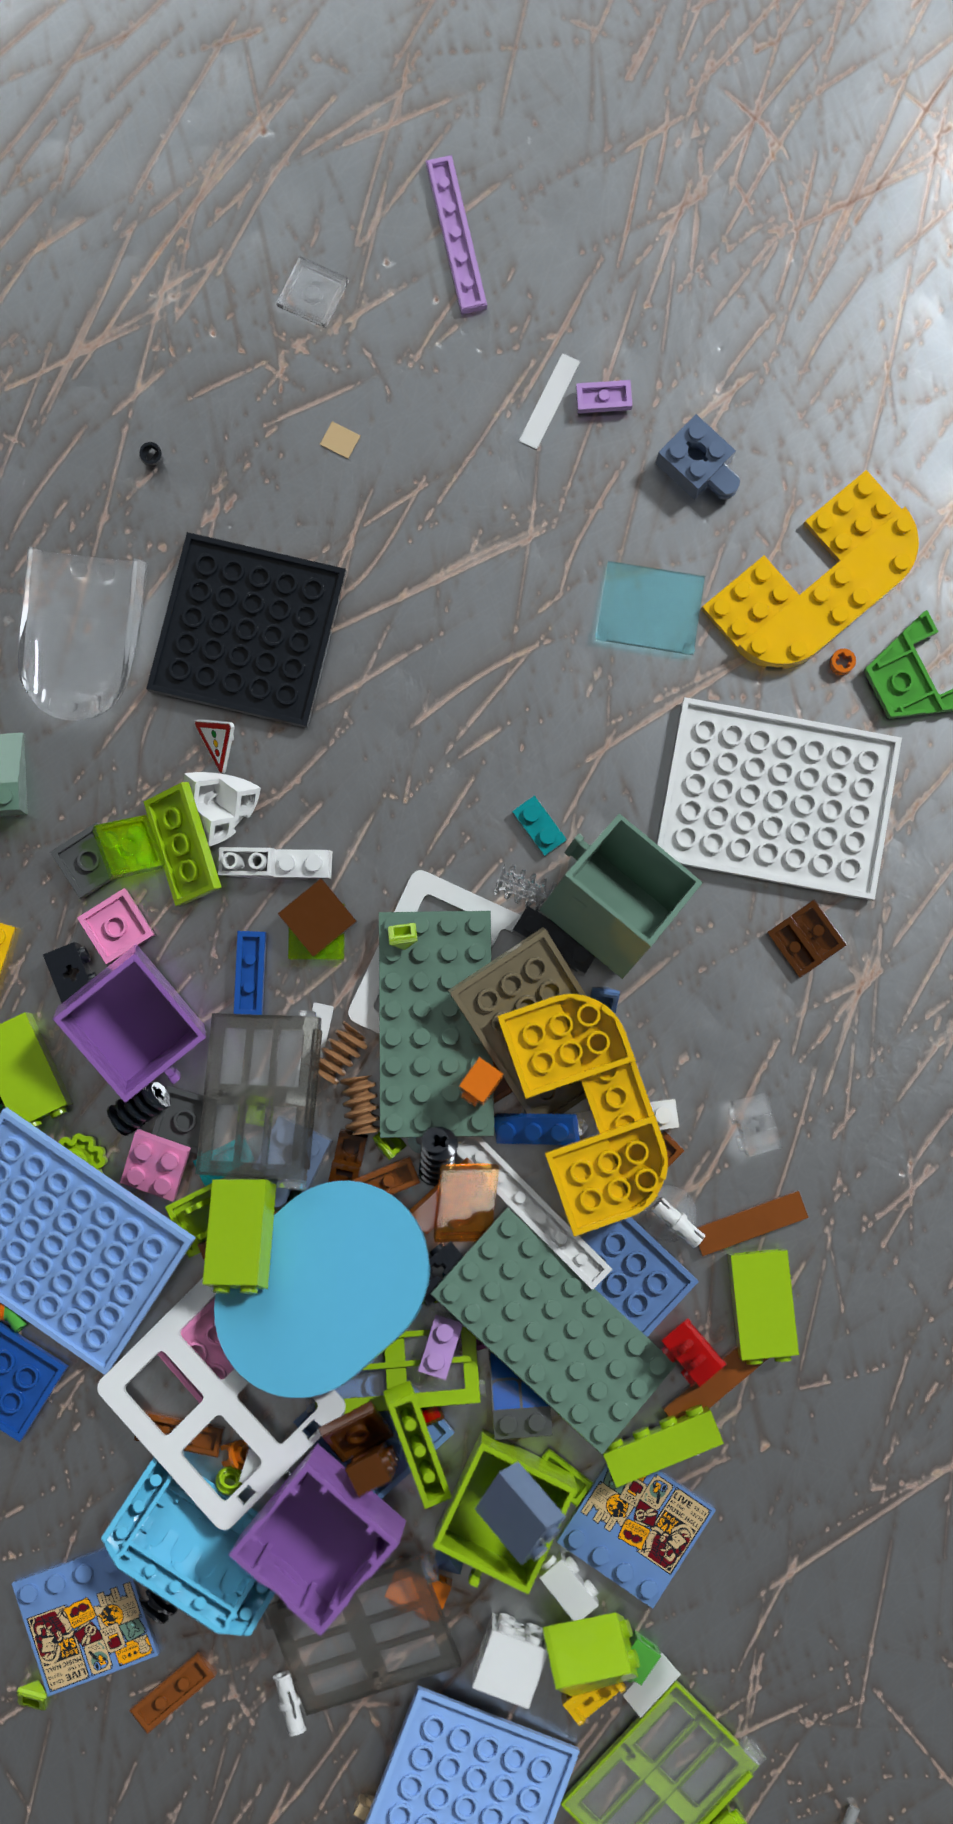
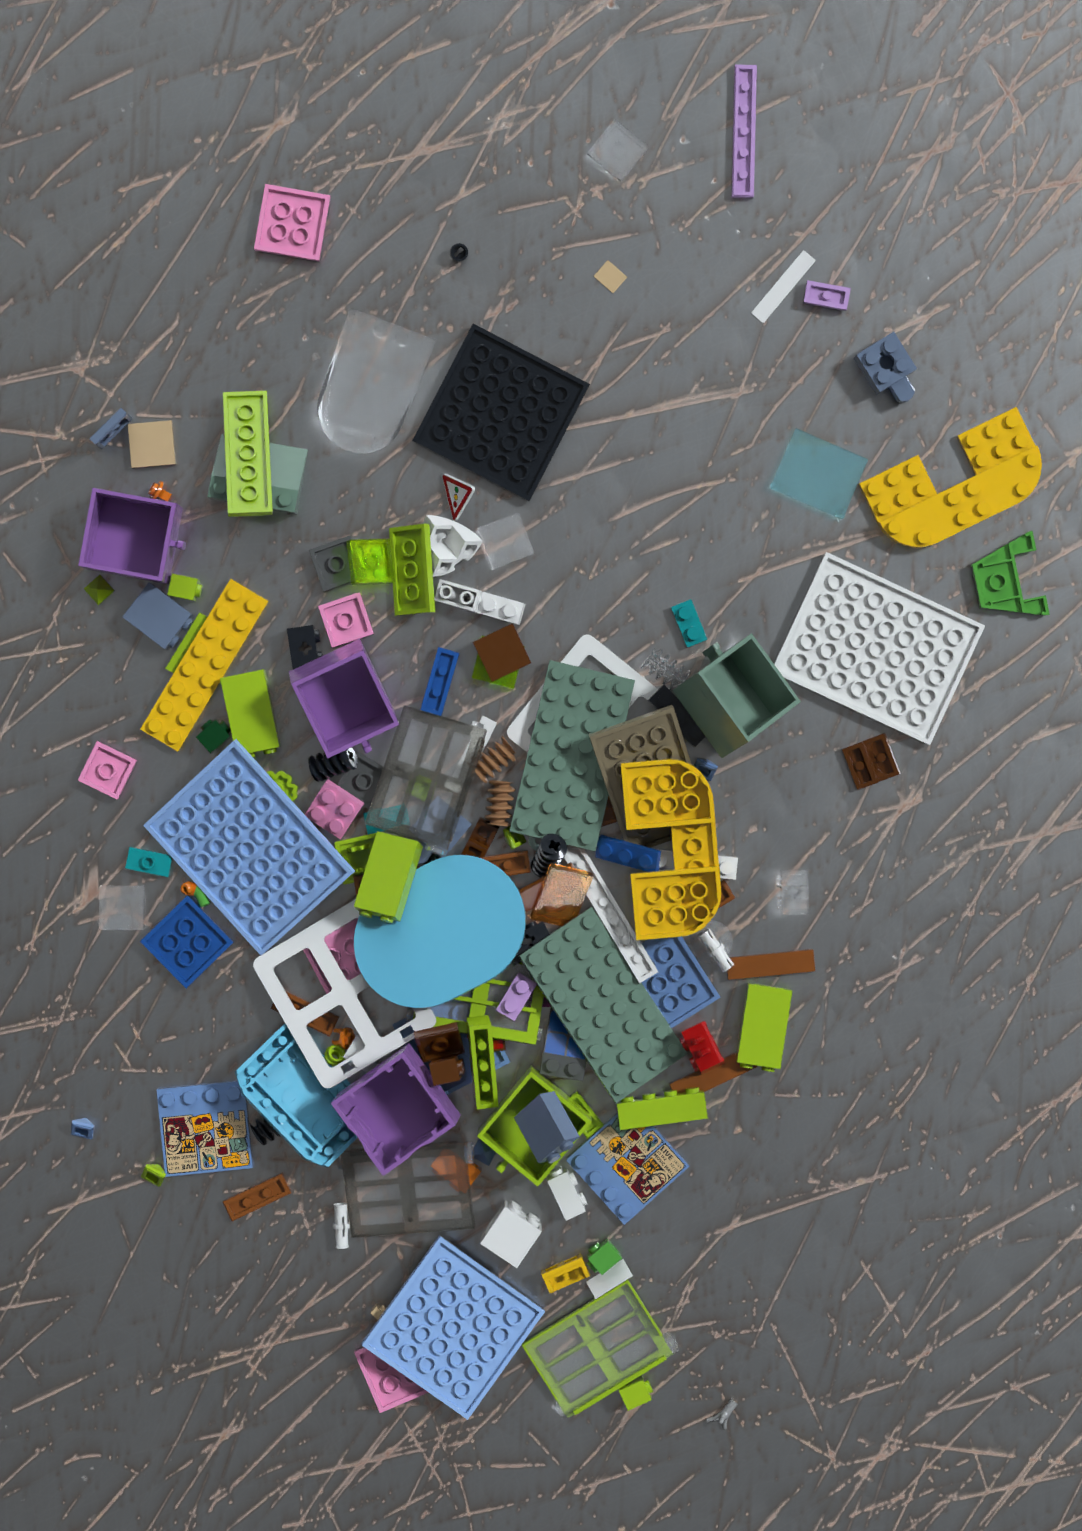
camera: 10 degrees right, 5 degrees up
(290, 782) = (505, 540): none -> clear tile
(402, 935) = (564, 683): lime slope -> none
(480, 1083) = (595, 810): orange brick -> none
(591, 1653) = (571, 1242): lime slope -> none
(839, 669) = (960, 549): orange bush -> none

